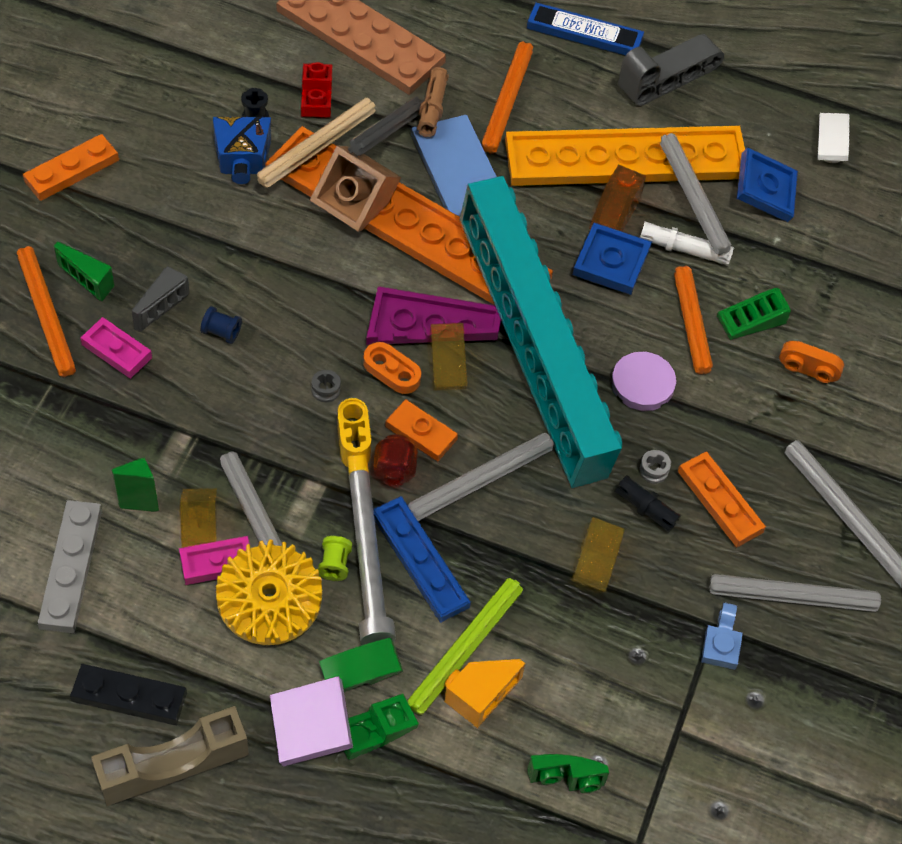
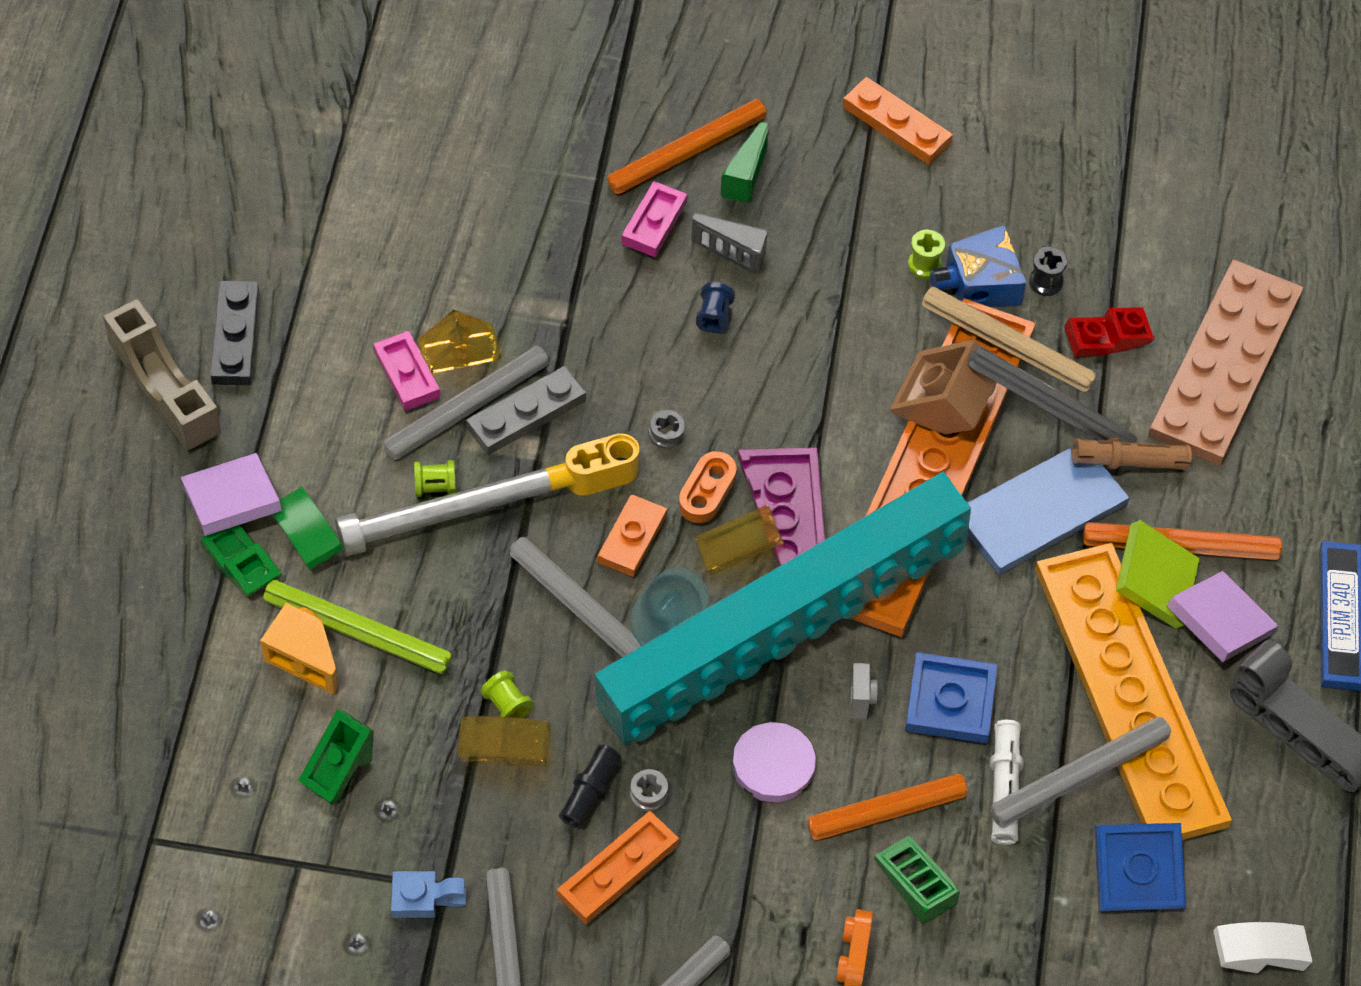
camera: 80 degrees right, 0 degrees up
(70, 567) = (373, 247): light grey plate -> none
(135, 486) = (469, 270): green slope -> none
(211, 175) = (926, 249): none -> lime bush
(269, 571) = (369, 420): yellow wheel -> none
(279, 481) = (526, 410): none -> plate
(395, 460) = (576, 511): clear red head -> none
(421, 559) = (458, 566): blue tile -> none
(506, 414) = (667, 602): none -> clear light blue piece
(539, 112) = (1155, 571): none -> lime tile
(559, 544) = (507, 696): none -> lime bush
(578, 88) = (1222, 616): none -> lavender tile
(579, 772) = (216, 752): green slope -> none
(598, 310) = (862, 691): none -> light grey plate
(598, 674) = (337, 755): none -> green slope
(619, 198) = (1042, 690): clear orange slope -> none

